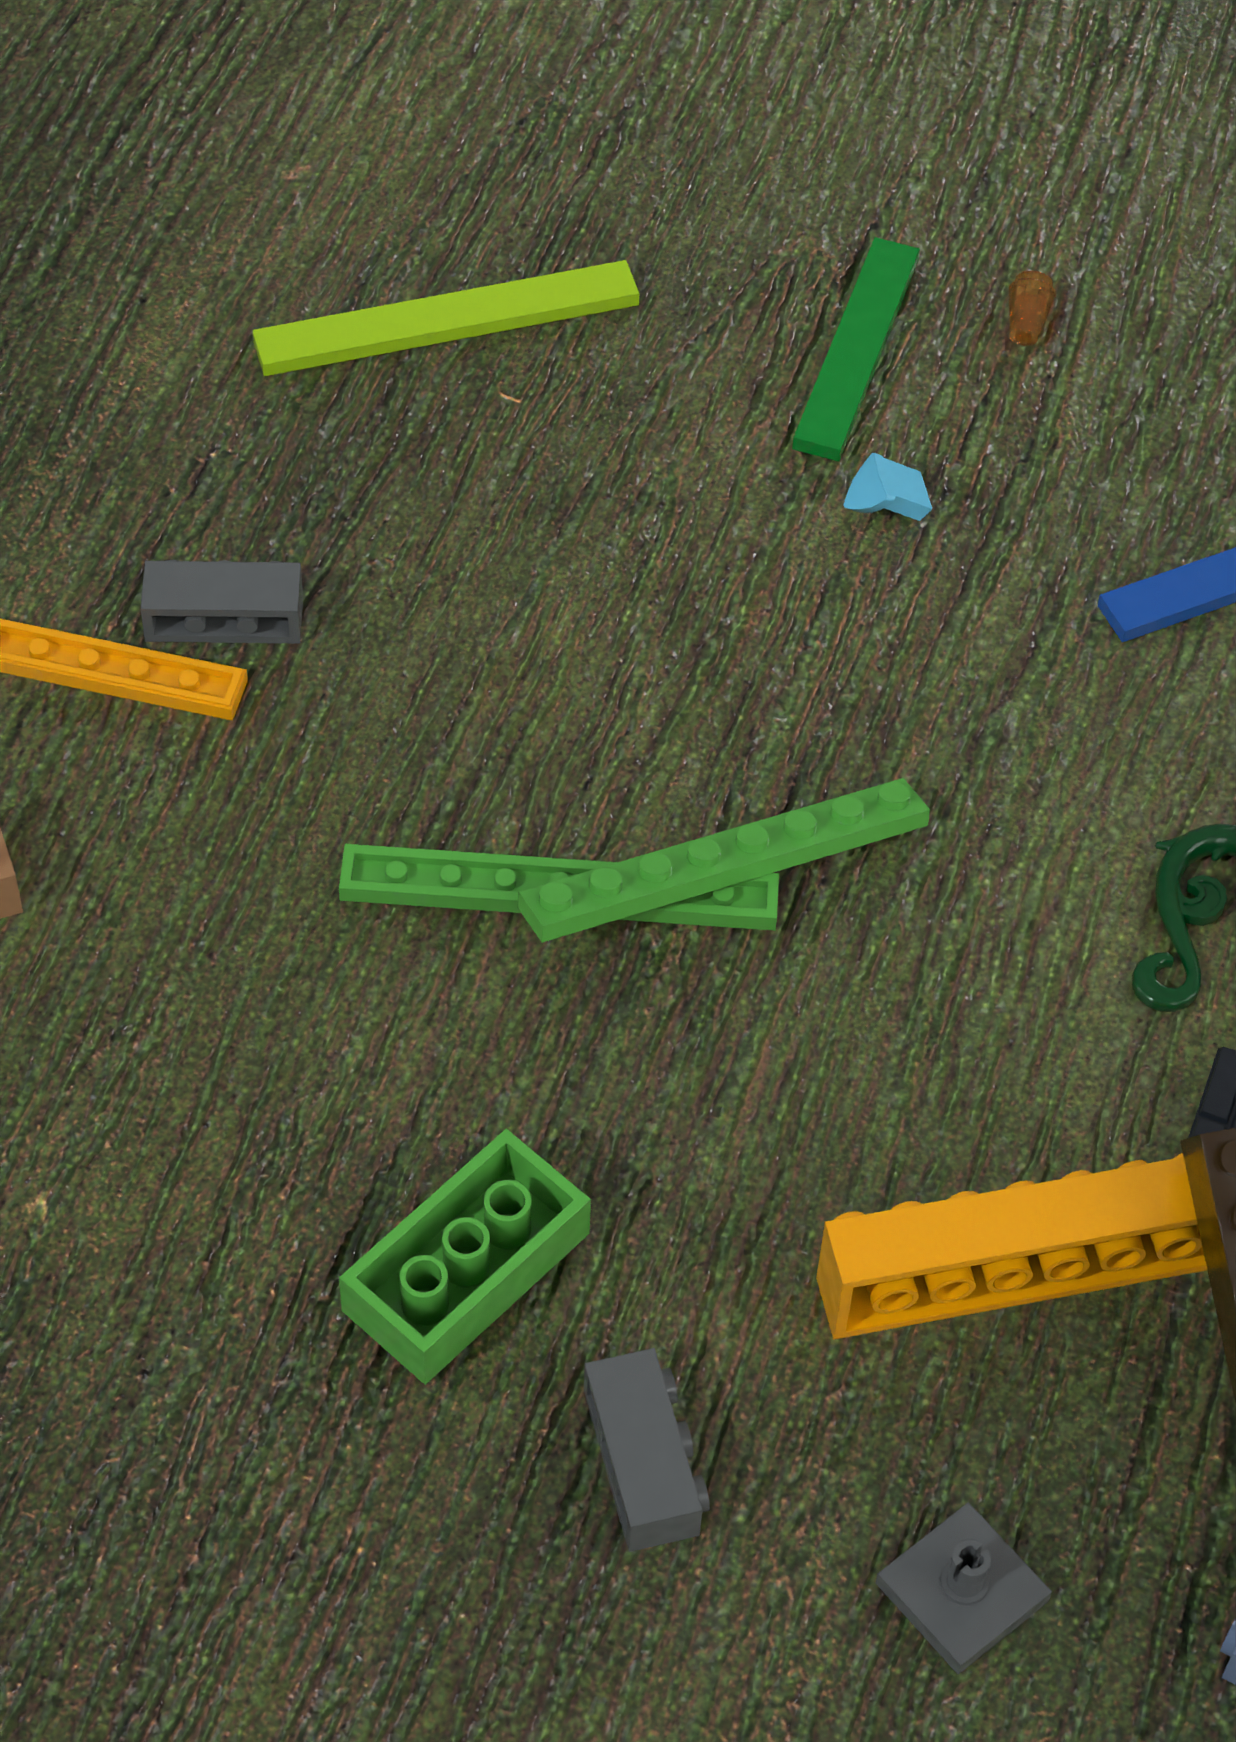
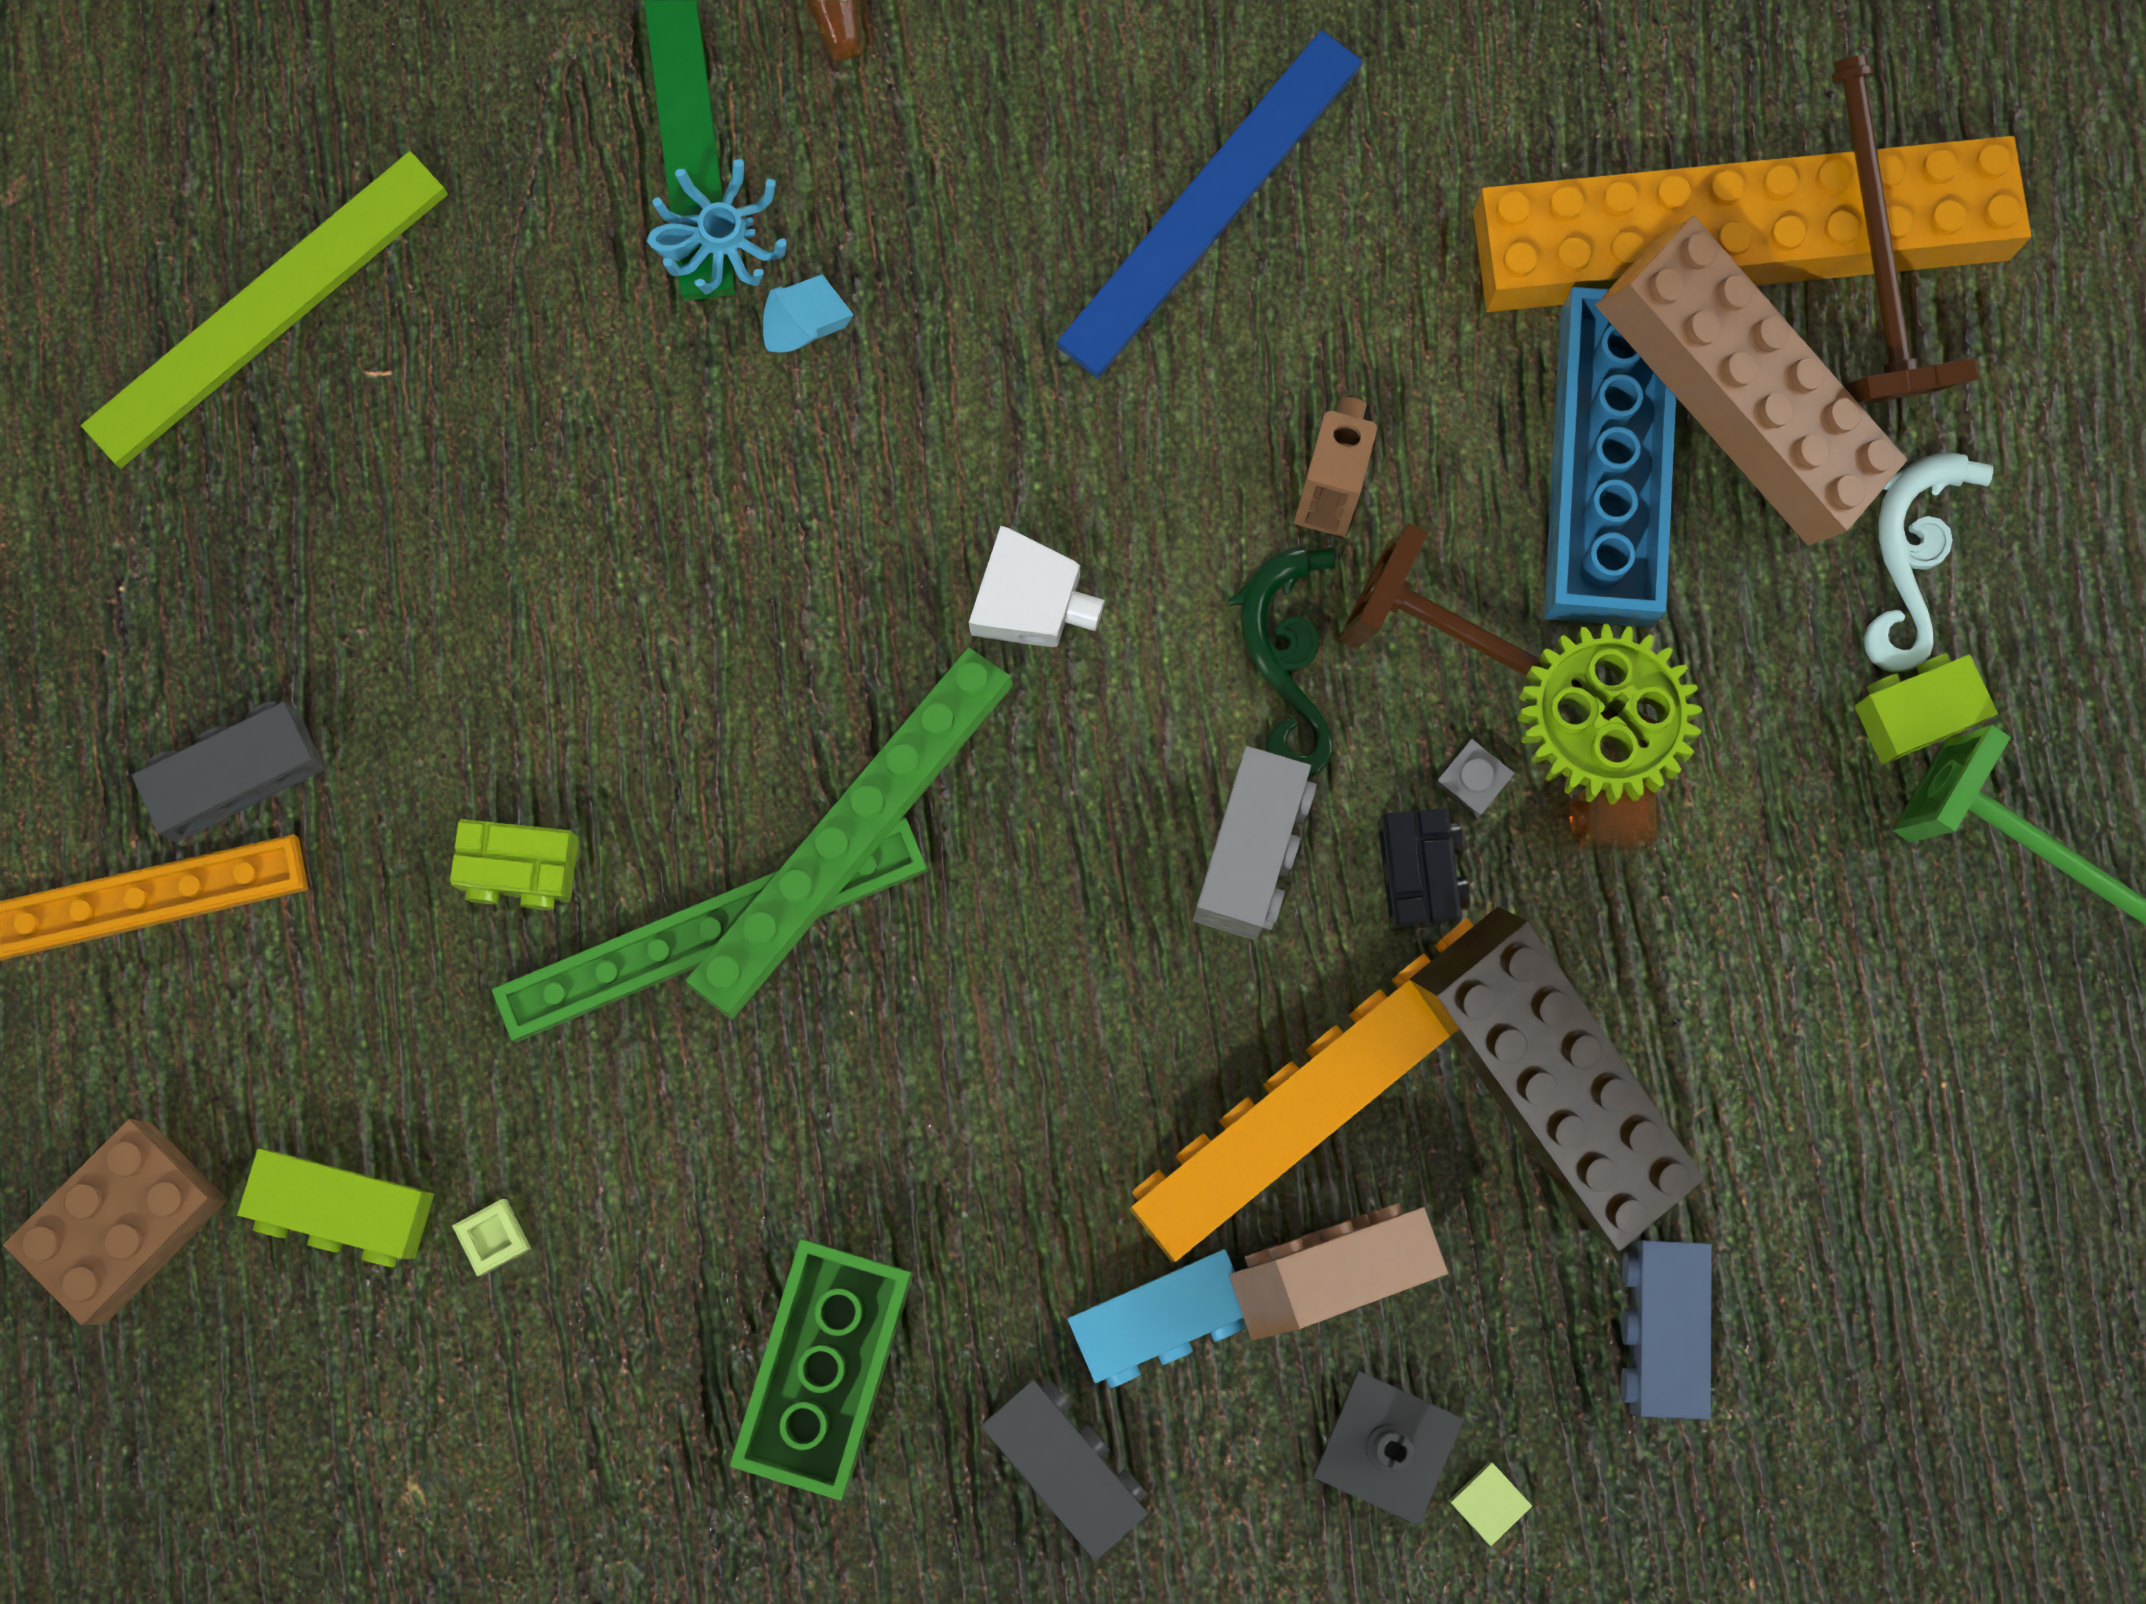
camera: 25 degrees left, 25 degrees up
(114, 945) = (335, 1207): none -> lime brick
(229, 1036) = (491, 1237): none -> yellowish green tile
(420, 764) = (514, 862): none -> lime brick
(800, 1365) = (1158, 1319): none -> medium azure brick
(850, 397) = (718, 231): none -> medium azure animal
(978, 760) = (1030, 594): none -> white torso
(991, 1378) = (1336, 1270): none -> medium nougat brick
(1041, 1684) = (1490, 1503): none -> yellowish green tile
(1084, 1016) = (1255, 844): none -> light grey brick

